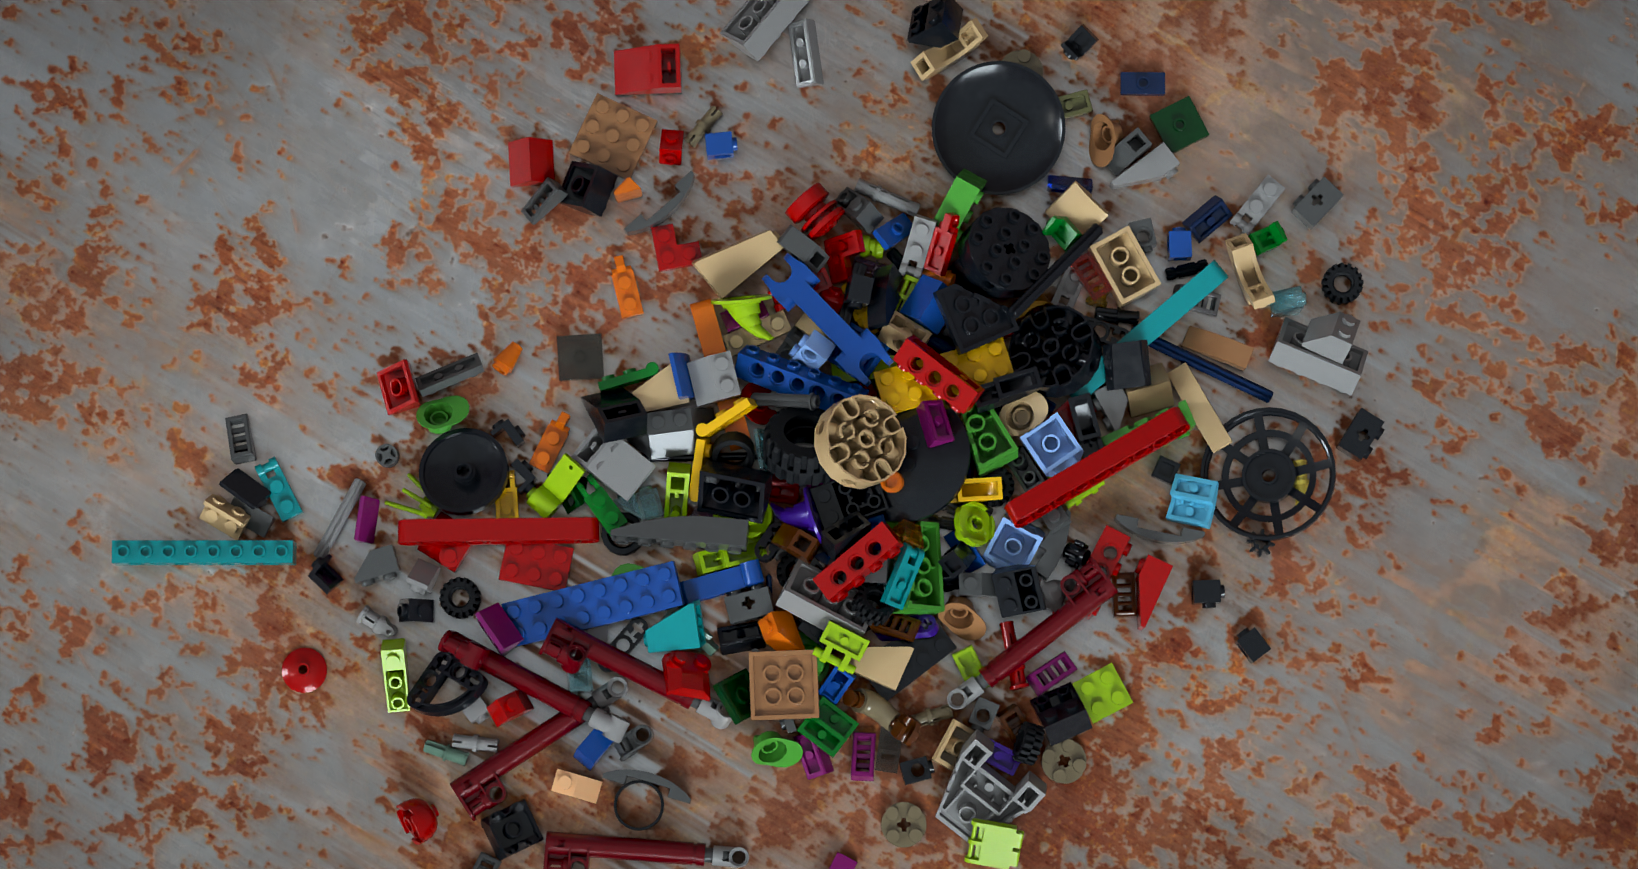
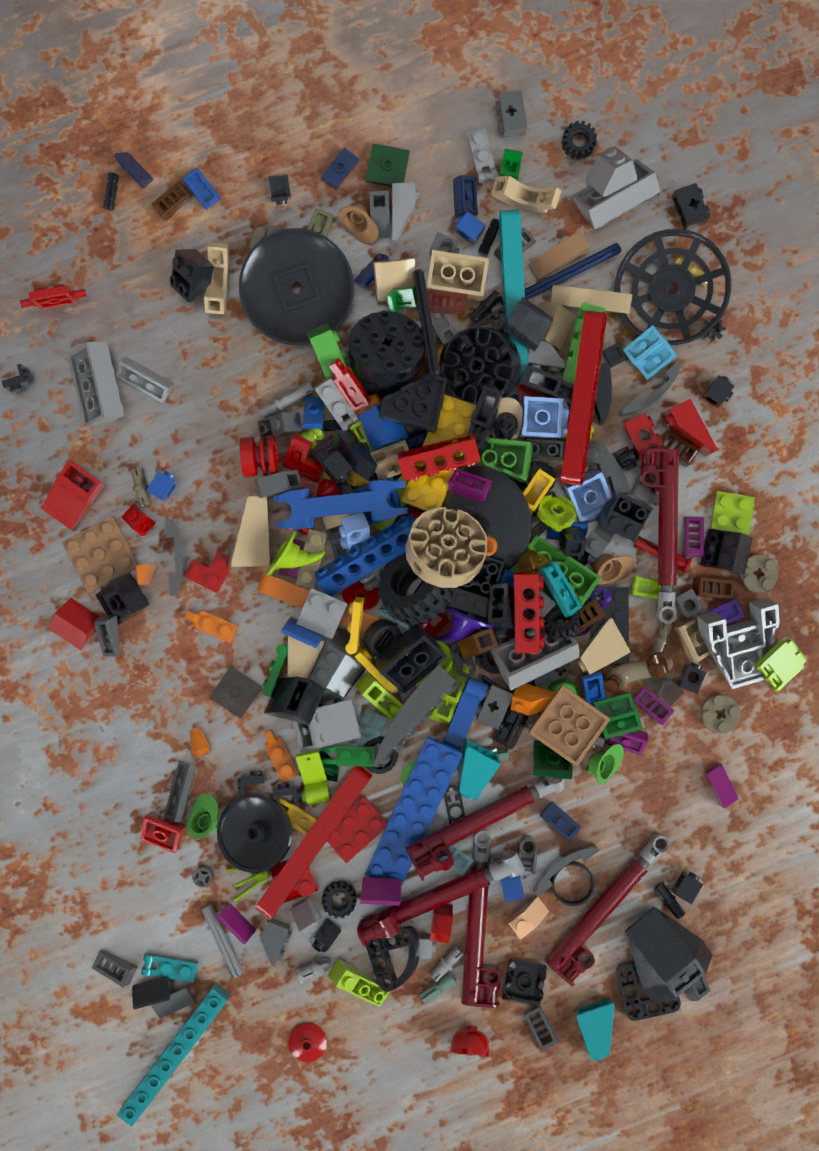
camera: 55 degrees left, 5 degrees up
(224, 516) = (159, 1020): tan bracket -> none
(324, 574) = (253, 981): black bracket -> none
(687, 674) = (511, 786): red slope -> none
(688, 748) = (560, 821): none -> dark blue plate
(787, 400) = (378, 571): dark grey axle -> none
(843, 640) = (573, 662): lime plate -> none
(1014, 416) = (505, 427): none -> black gear
(1028, 743) = (733, 589): black tyre -> none
(1121, 483) = (603, 393): none -> black slope
(1252, 644) = (777, 387): black brick -> none
(1288, 302) = (567, 182): clear light blue slope -> none

